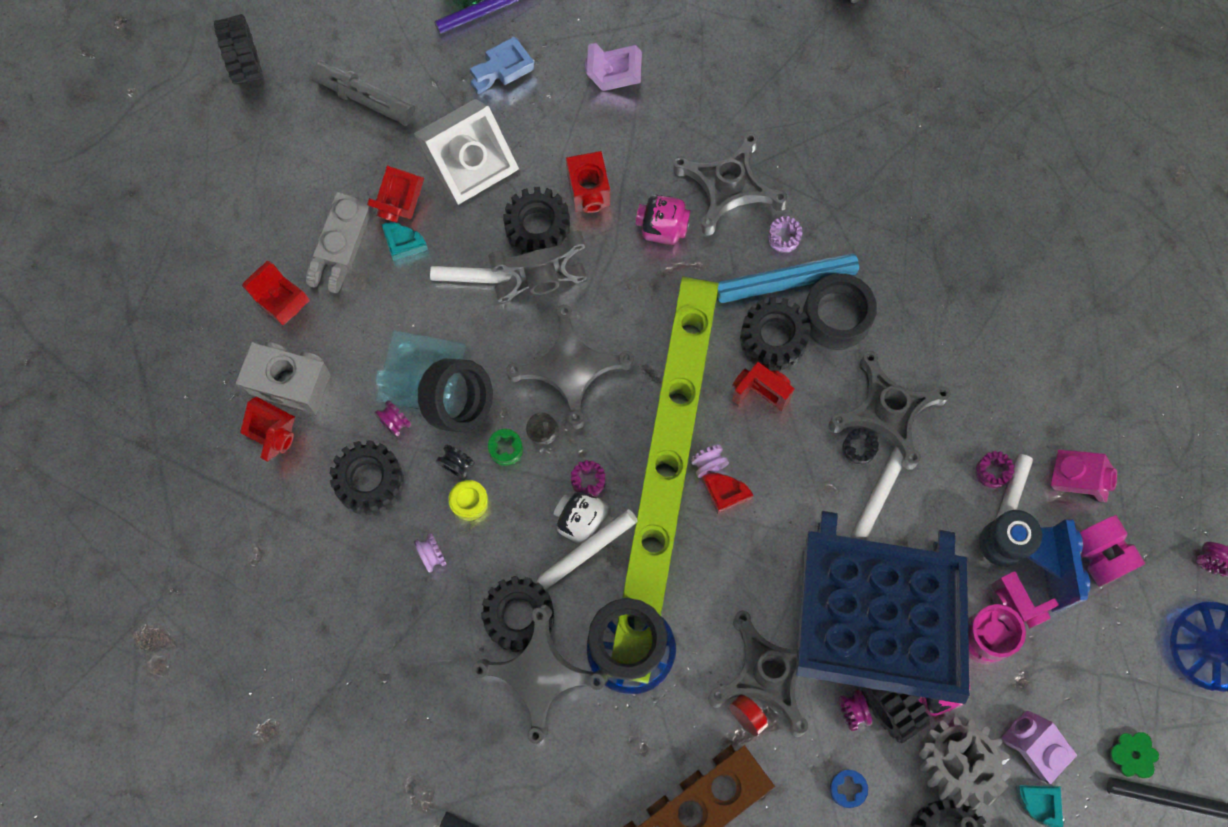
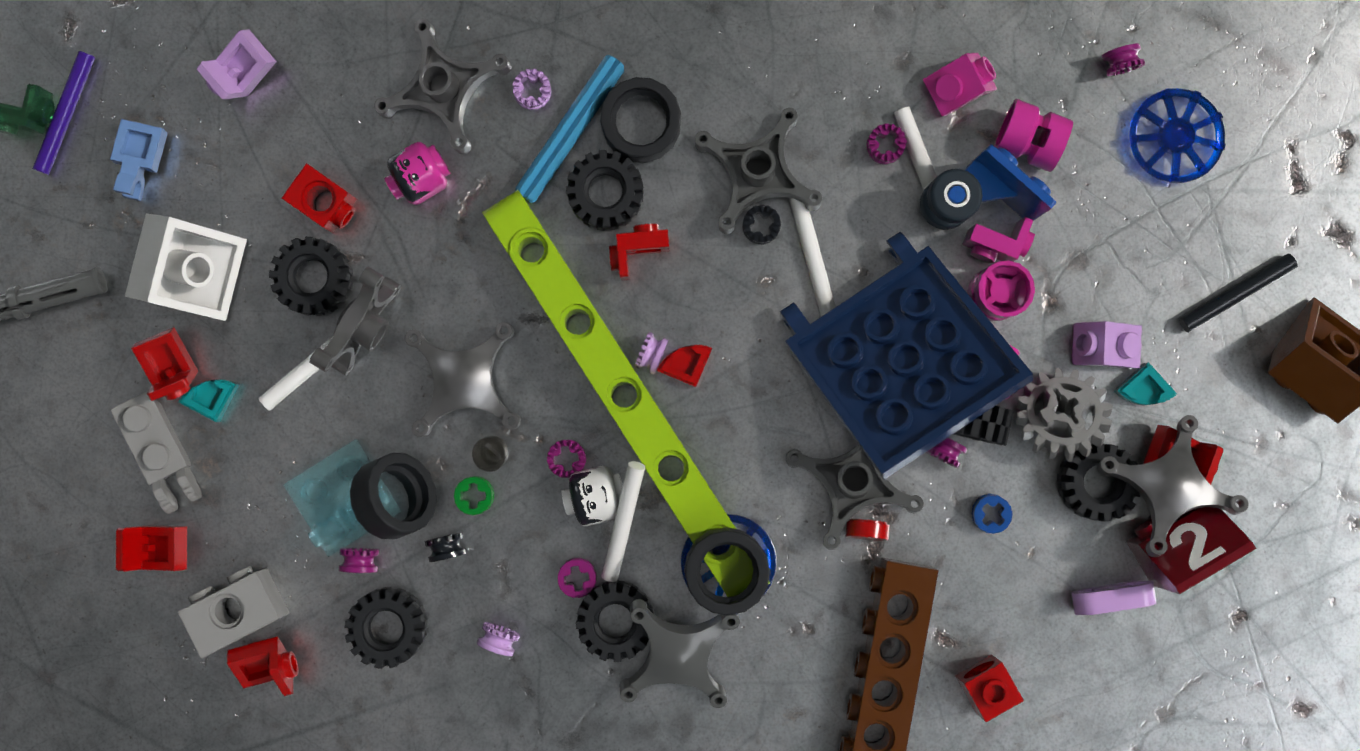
camera: 45 degrees left, 15 degrees up
(468, 500) = (486, 566): neon yellow tile -> none
(518, 550) = (569, 588): none -> magenta bush
(1141, 745) = (1195, 285): green plant -> none

